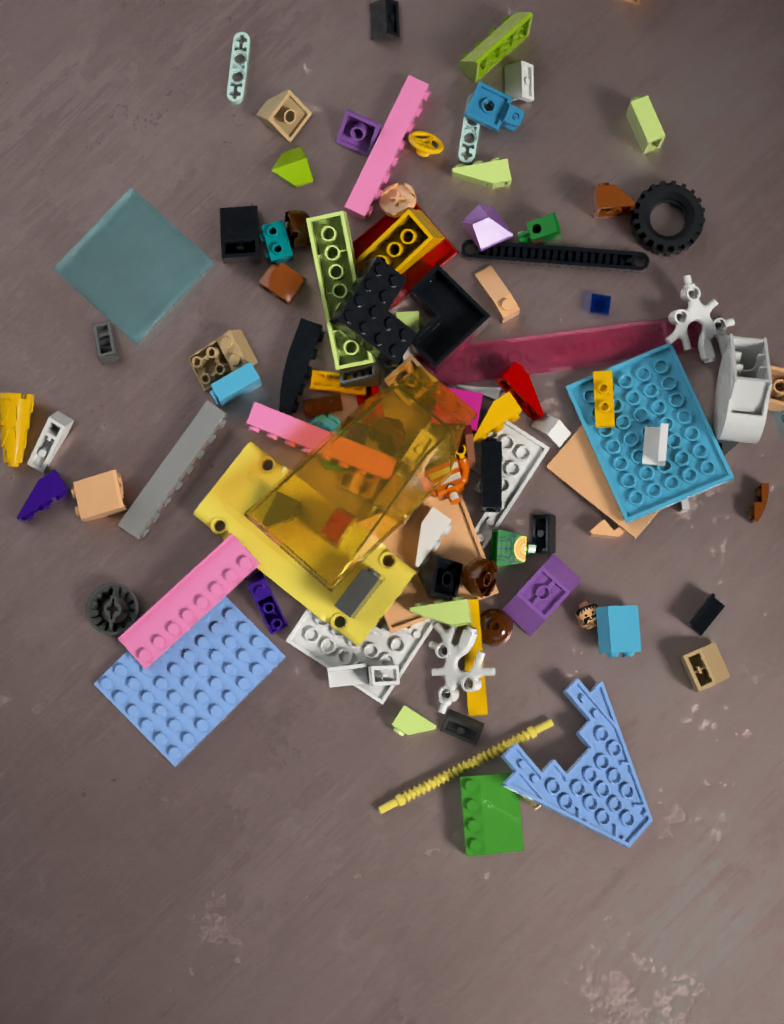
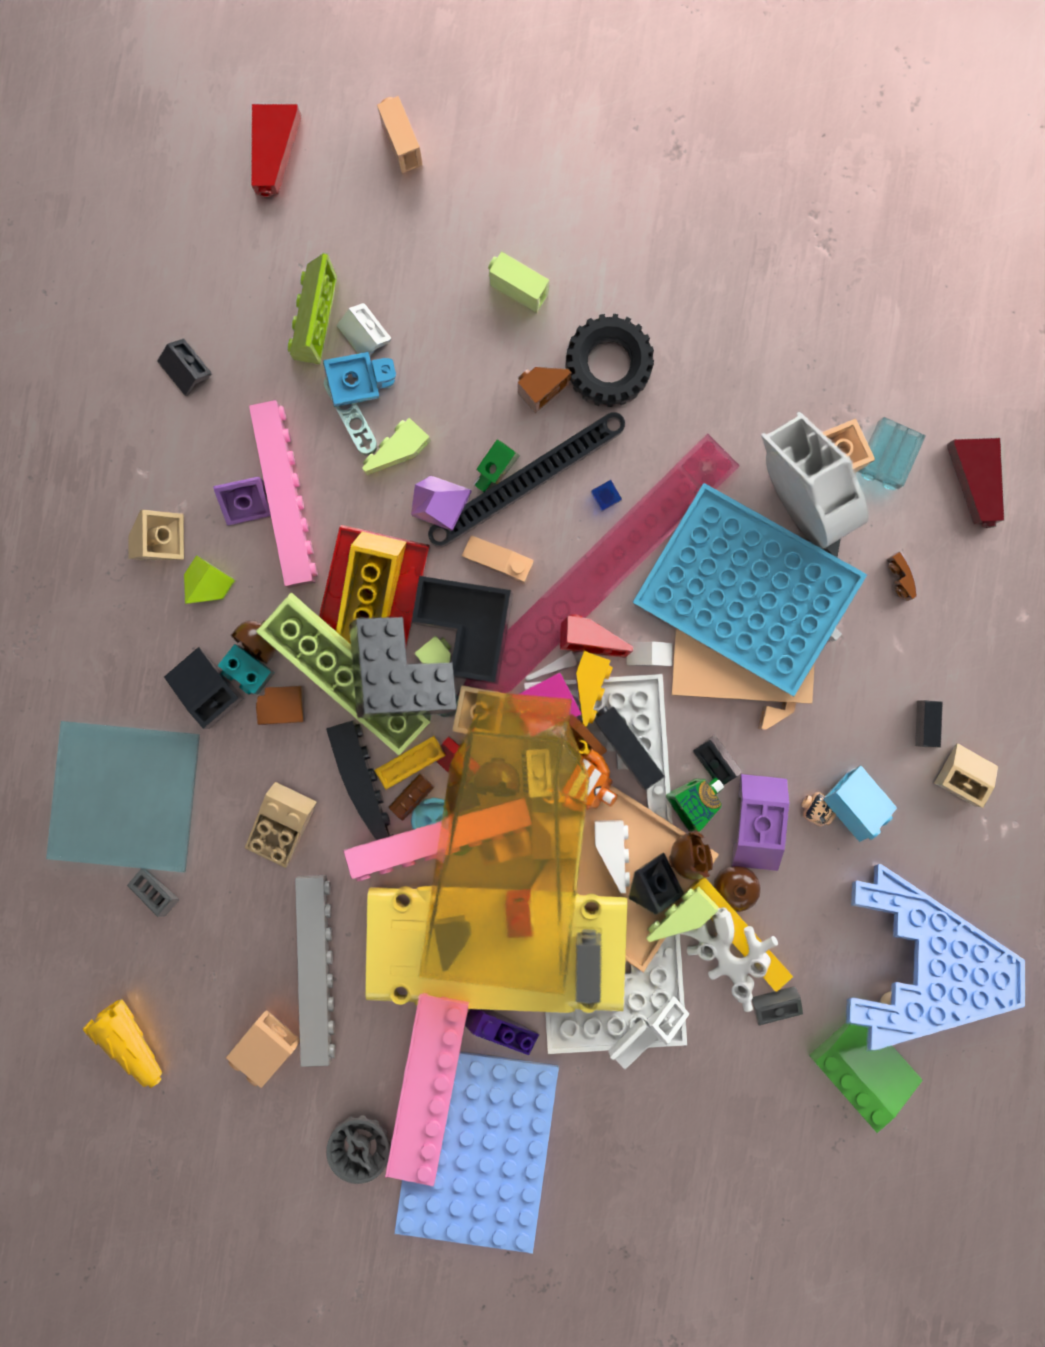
camera: 35 degrees left, 5 degrees up
(46, 491) = (205, 1086): dark purple slope -> none
(50, 440) = (172, 1030): white slope -> none
(235, 385) = (311, 843): medium azure brick -> none
(238, 68) = (73, 524): light aqua beam -> none
(371, 377) = (438, 742): dark grey slope -> none
(397, 199) = (332, 538): light nougat tile -> none
(401, 799) = (771, 1120): light yellow hose -> none
(411, 722) = (727, 1040): yellowish green slope -> none
(424, 146) = (317, 465): yellow piece -> none
(603, 399) = (681, 588): yellow plate -> none
(655, 445) = (766, 598): white panel -> none
(701, 313) = (730, 438): white plant -> none

